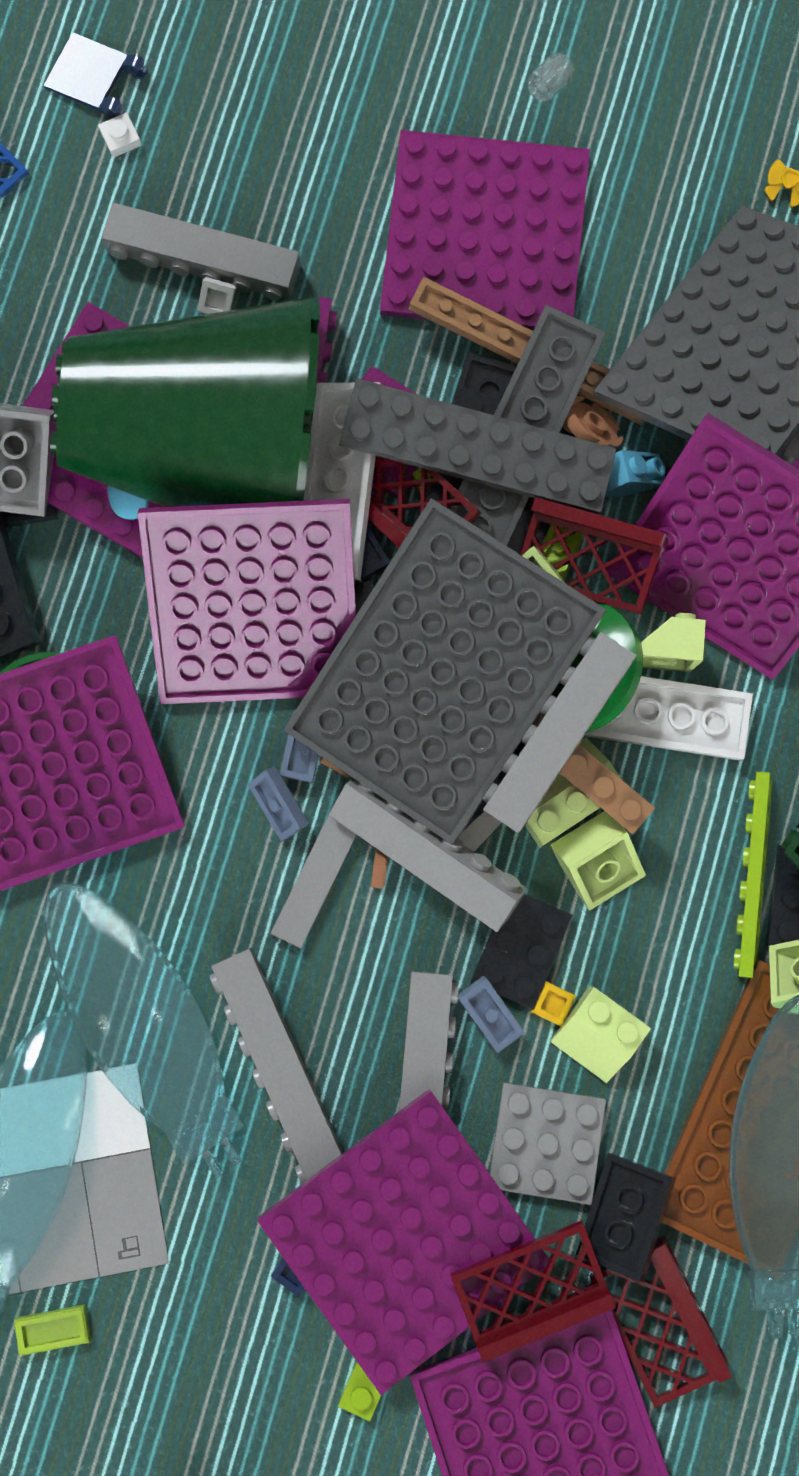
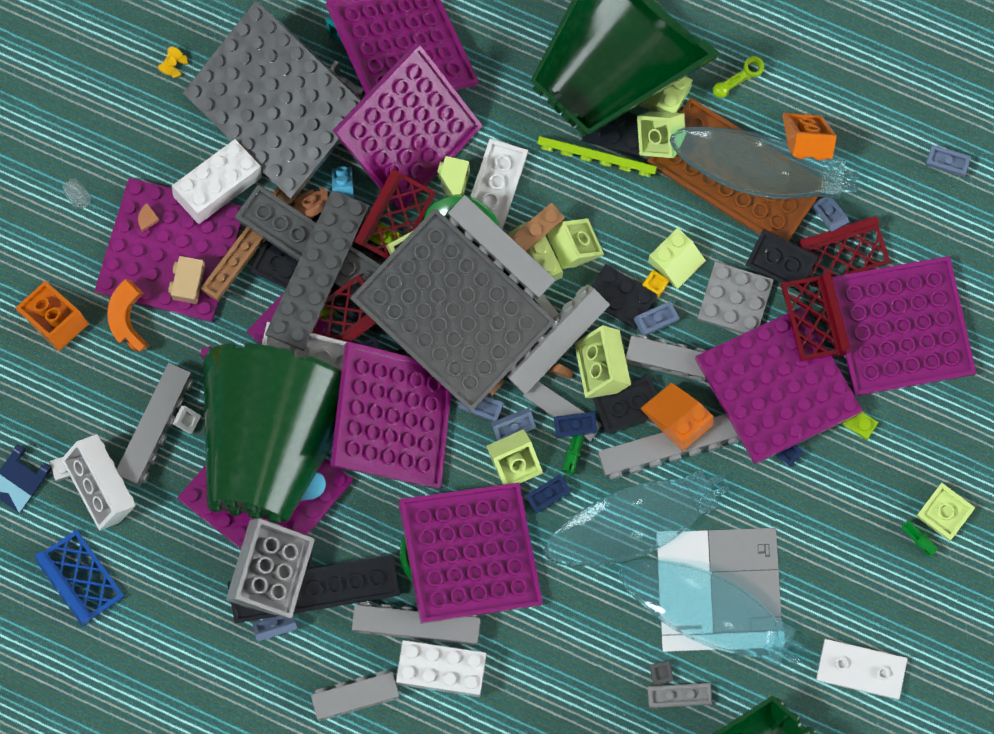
camera: 80 degrees left, 5 degrees down
(52, 1330) = (805, 599): lime tile -> none
(96, 179) = (98, 482): none -> white brick
(173, 876) = (548, 493): none -> dark blue plate
(222, 813) = (514, 458): none -> yellowish green slope
(244, 908) = (573, 455): none -> green axle
(289, 904) = (575, 425): none -> dark blue plate
(324, 1074) = (678, 416): none -> orange slope
(337, 987) = (624, 408): none -> black plate
(349, 75) = (52, 315): none -> orange slope
(364, 169) = (119, 315): none -> orange arch
(400, 934) = (602, 362): none -> yellowish green slope
(435, 256) = (187, 279): none -> tan brick
(527, 182) = (147, 218): none -> nougat tile
(603, 274) = (216, 181): none -> white brick
(722, 1292) = (830, 213): none -> sand blue plate

